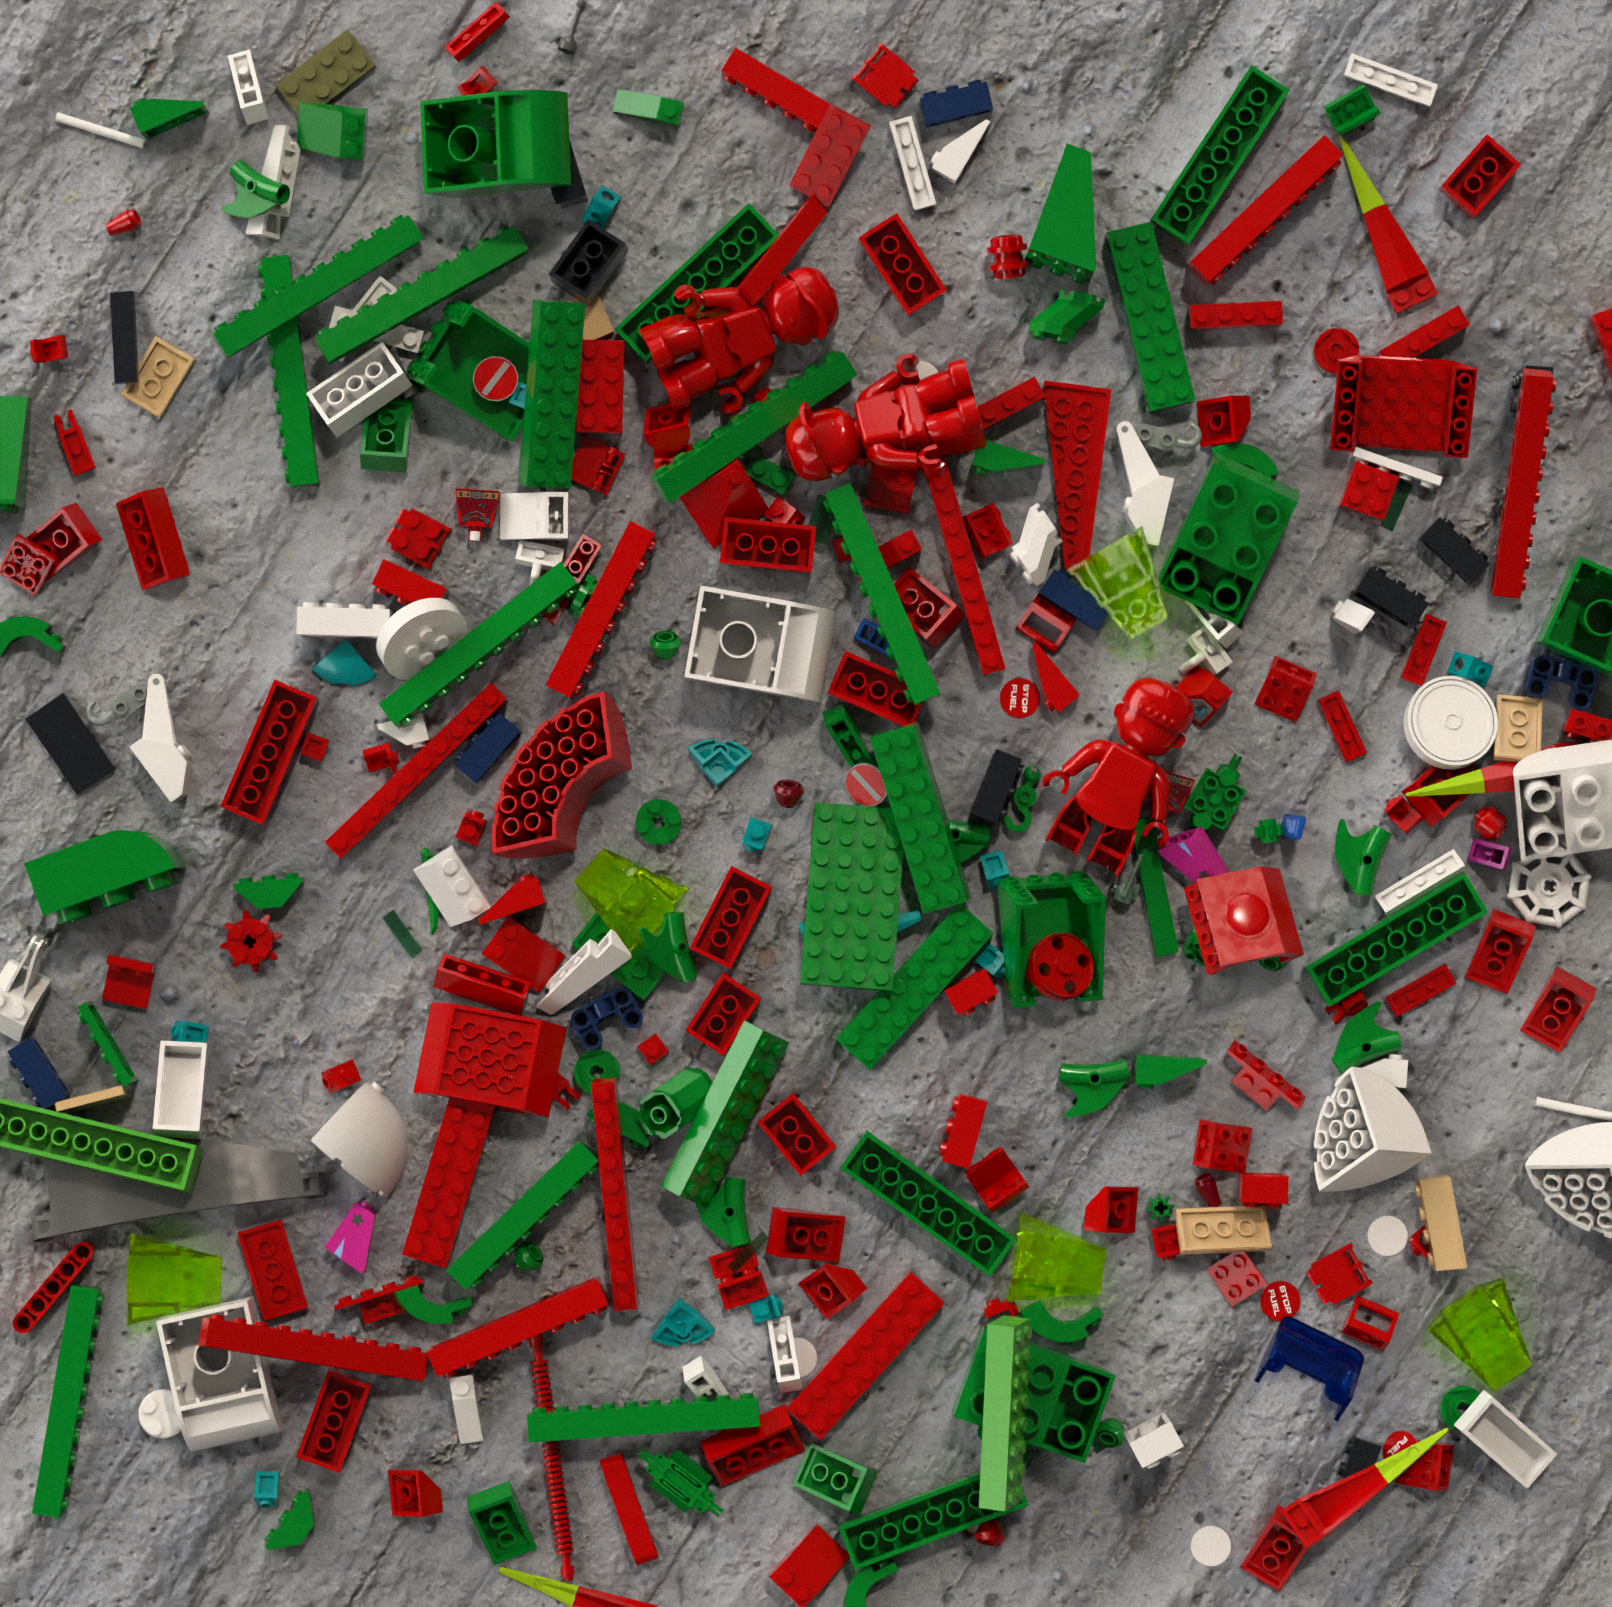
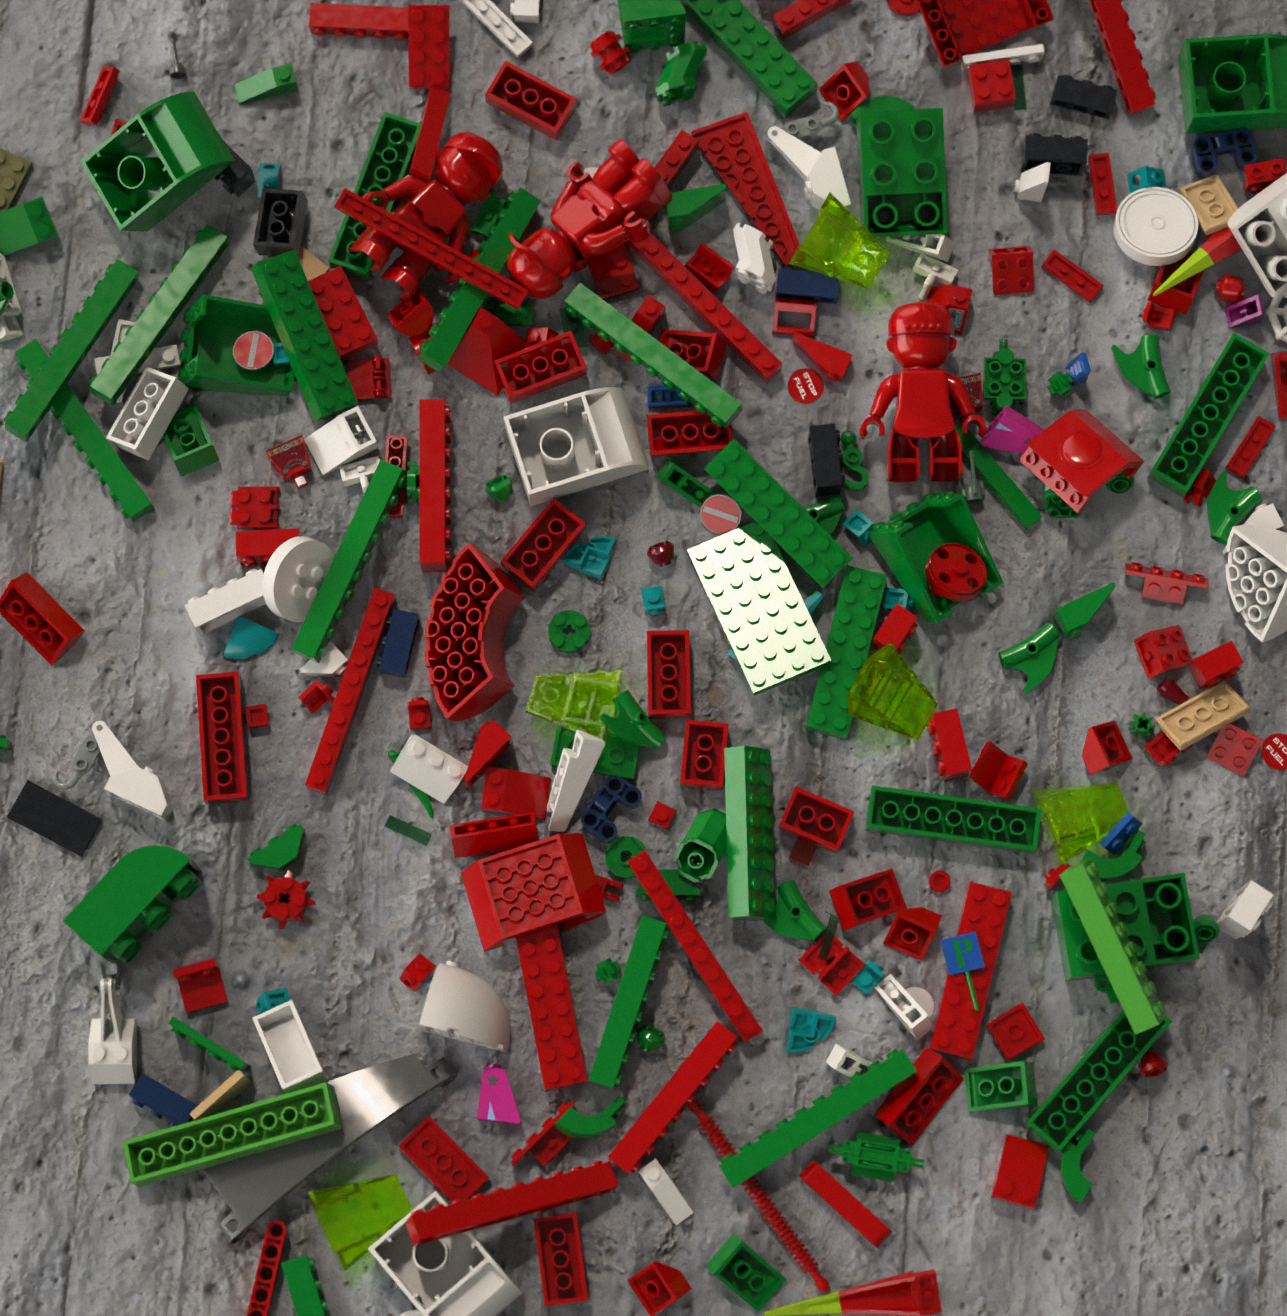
camera: 25 degrees left, 10 degrees down
(521, 1171) = (607, 970): none -> green gear
(677, 725) = (543, 545): none -> red brick
(718, 377) = (431, 248): none -> red plate
(769, 1155) = (803, 852): none -> clear red tile
(798, 360) = (488, 214): none -> green hinge
(864, 1339) = (963, 955): none -> blue piece
(877, 1433) = (1015, 1031): none -> red plate
(884, 1252) = (939, 881): none -> red tile
(931, 1053) = (890, 695): none -> clear neon green wedge
(1082, 1300) = (1121, 833): none -> blue plate
(1420, 882) = (1202, 362): white plate -> none

